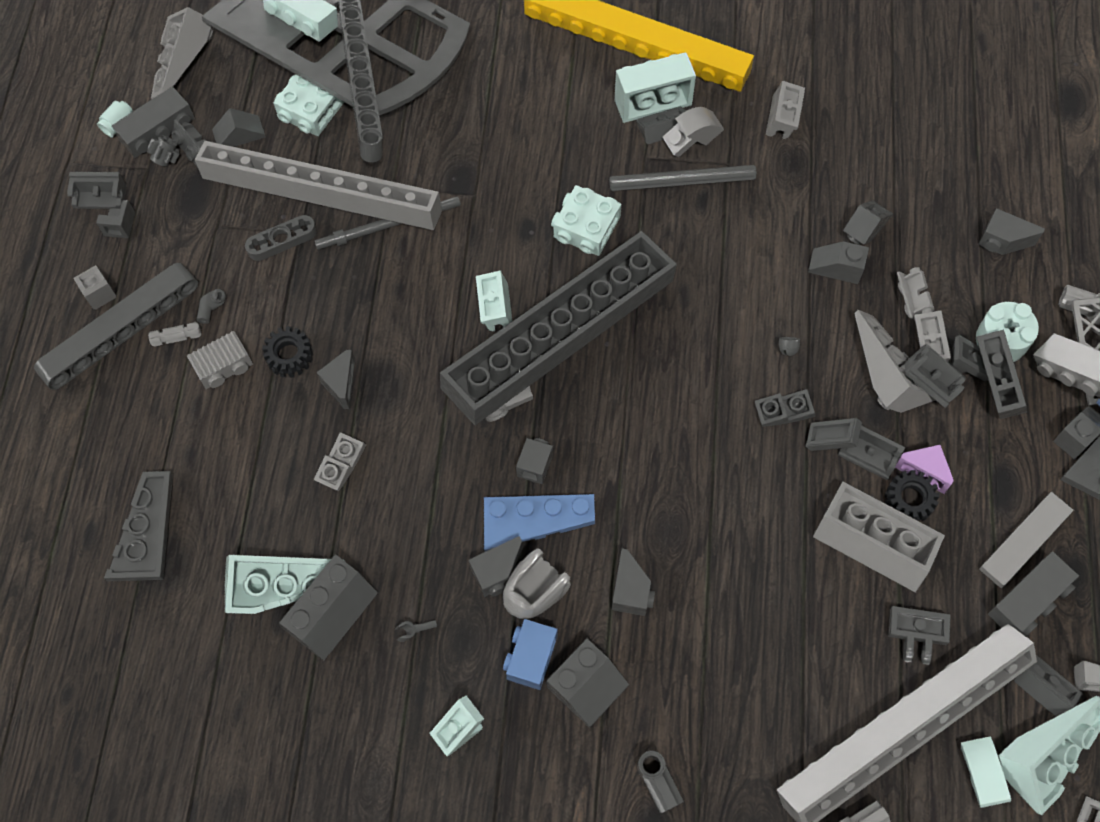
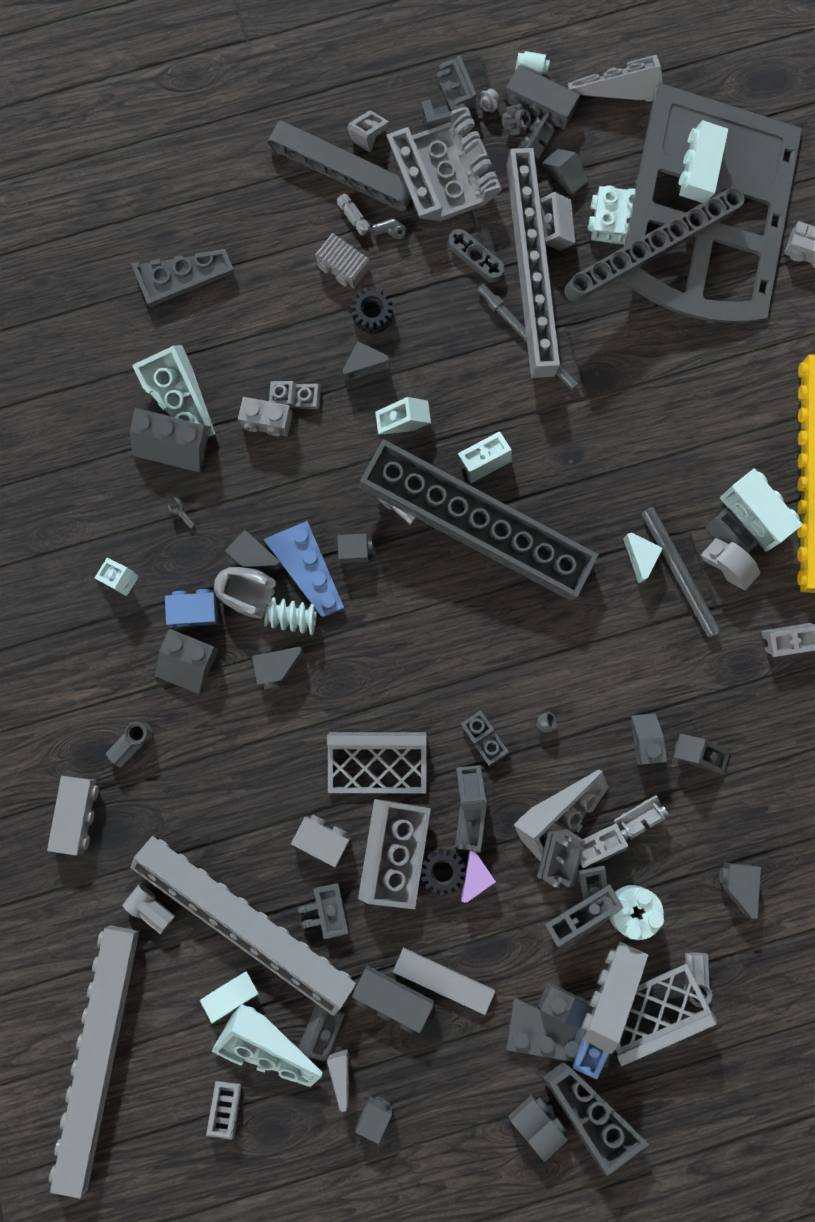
camera: 70 degrees right, 15 degrees up
(129, 167) = (489, 100): none -> light grey plate
(177, 227) = (445, 168): none -> light grey slope
(288, 148) = (557, 221): none -> light grey brick
(350, 497) = (265, 416): none -> light grey brick
(415, 363) = (403, 416): none -> light aqua slope
(580, 548) = (291, 615): none -> light aqua piece
(586, 220) = (598, 503): light aqua brick -> none
(655, 201) = (642, 555): none -> light aqua slope
(749, 518) = (372, 741): none -> light grey fence
(840, 607) = (321, 840): none -> light grey brick

